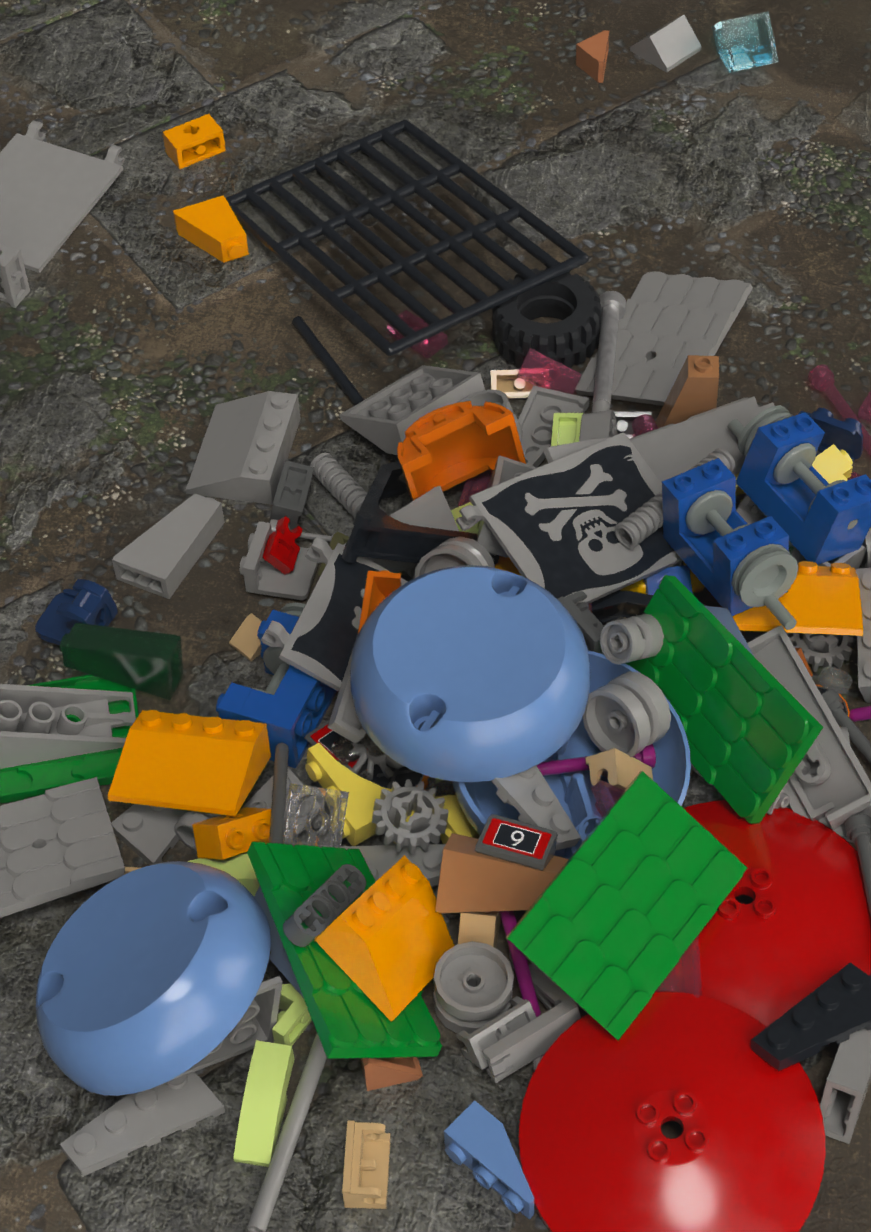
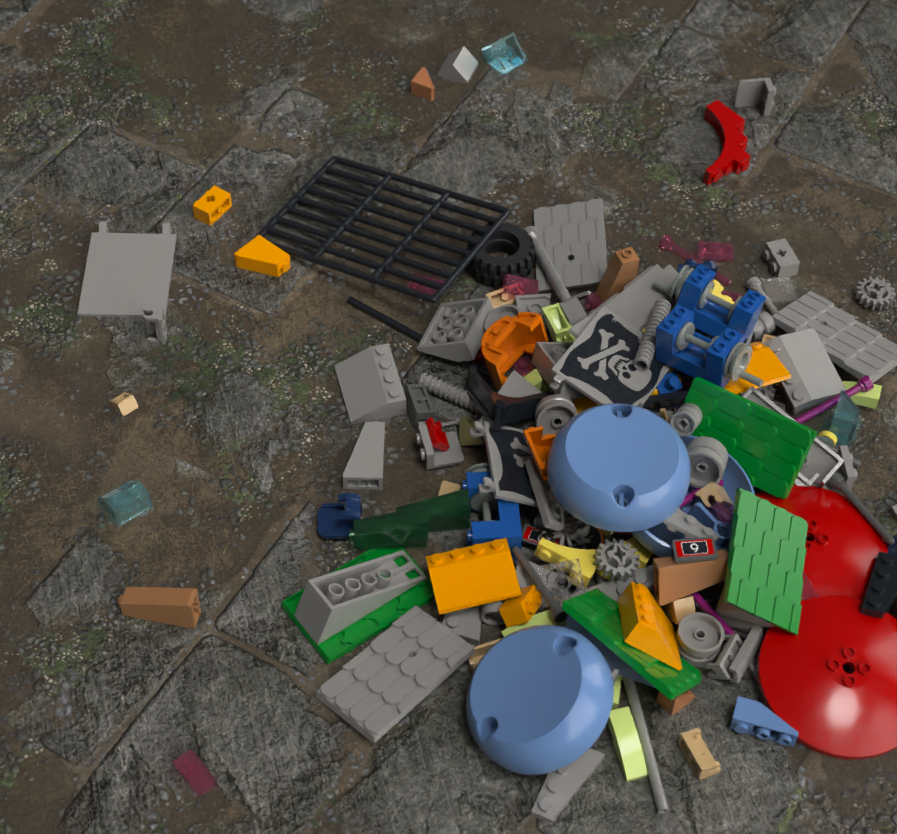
camera: 30 degrees left, 0 degrees up
(220, 657) = (446, 511): none -> clear green slope
(325, 904) = (616, 621): dark grey beam -> none

